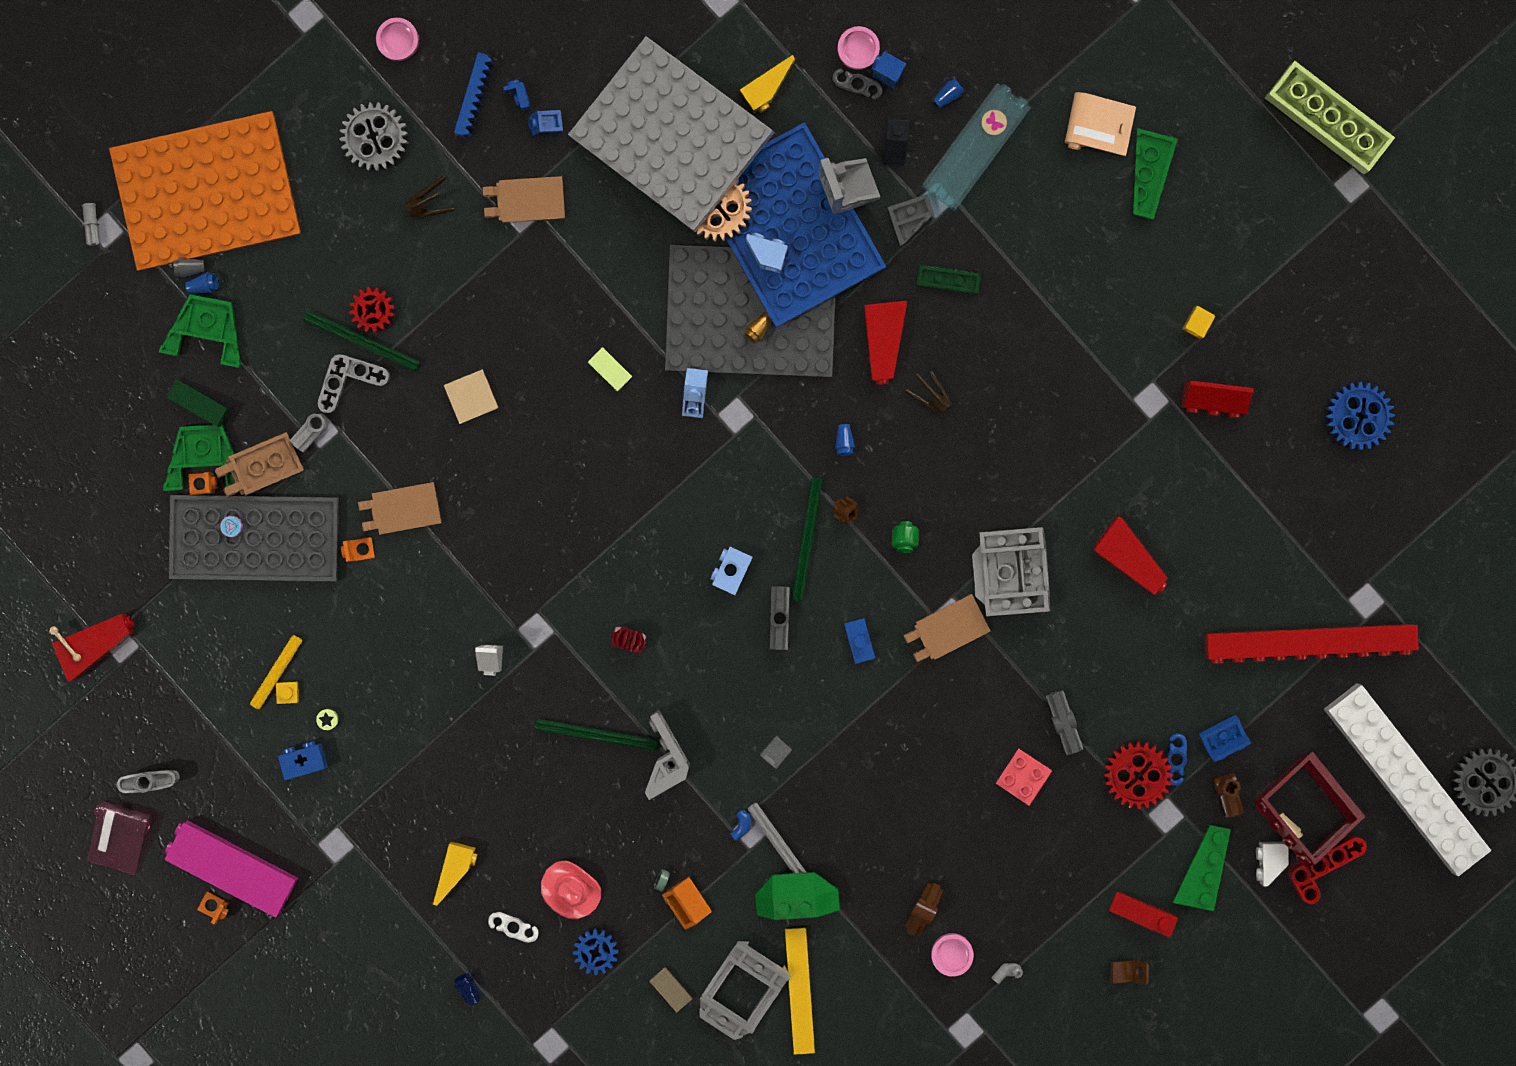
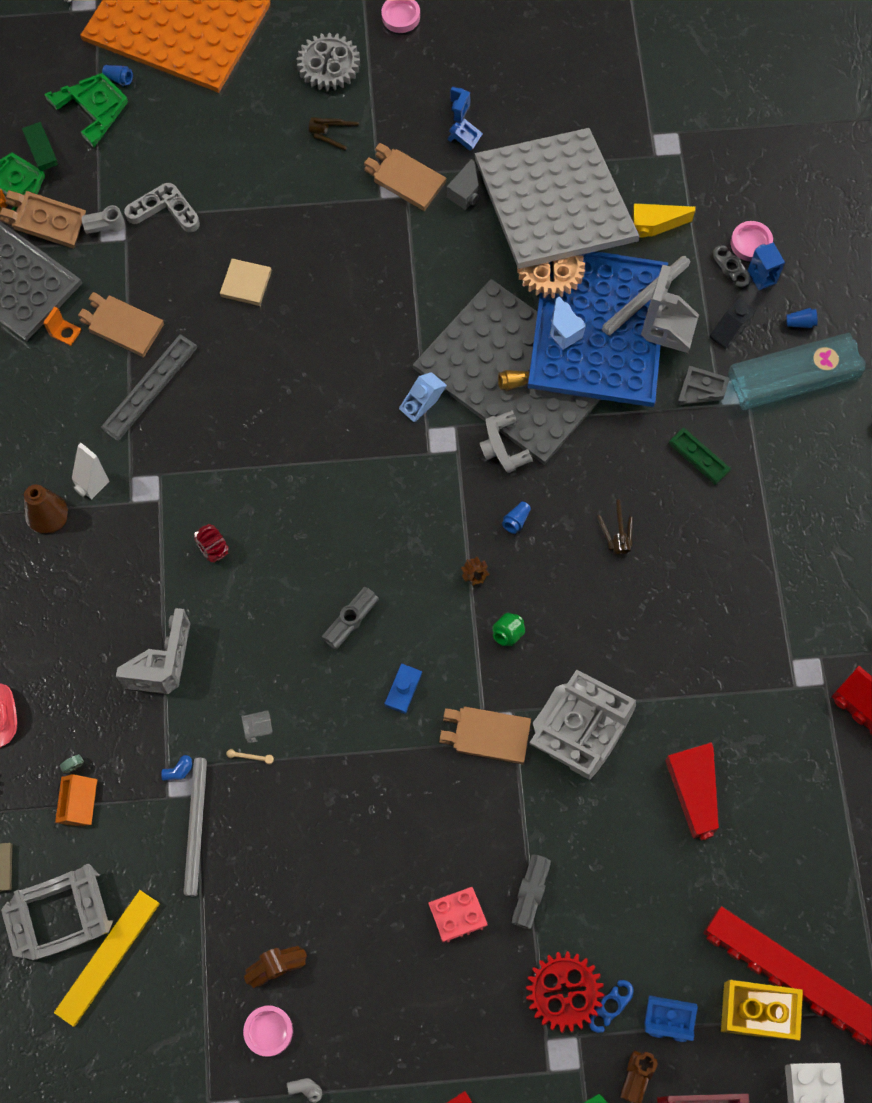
camera: 40 degrees right, 20 degrees down
(187, 267) = (115, 55): dark grey cone -> none
(361, 341) = (198, 189): dark green axle -> none
(366, 317) = (224, 171): red gear -> none
(469, 545) = (149, 387): none -> dark grey tile
(472, 94) = (424, 81): blue gear -> none
(482, 702) = (44, 509): none -> reddish brown cone
(585, 174) = (464, 187): none -> dark grey slope
(596, 735) = (121, 603): dark green axle -> none
(609, 369) = (369, 335): yellowish green tile -> none
(726, 582) = (337, 562): light blue brick -> none
(784, 393) = (495, 447): none -> light grey connector
(796, 897) = (174, 865): green wedge -> none
(801, 767) = (268, 759): none -> tan hinge
(807, 538) = (423, 574): dark green axle -> none
(810, 171) = (642, 298): none -> light grey axle
(884, 332) = (613, 458): red slope -> none
(1284, 687) = (761, 1010): none -> yellow slope

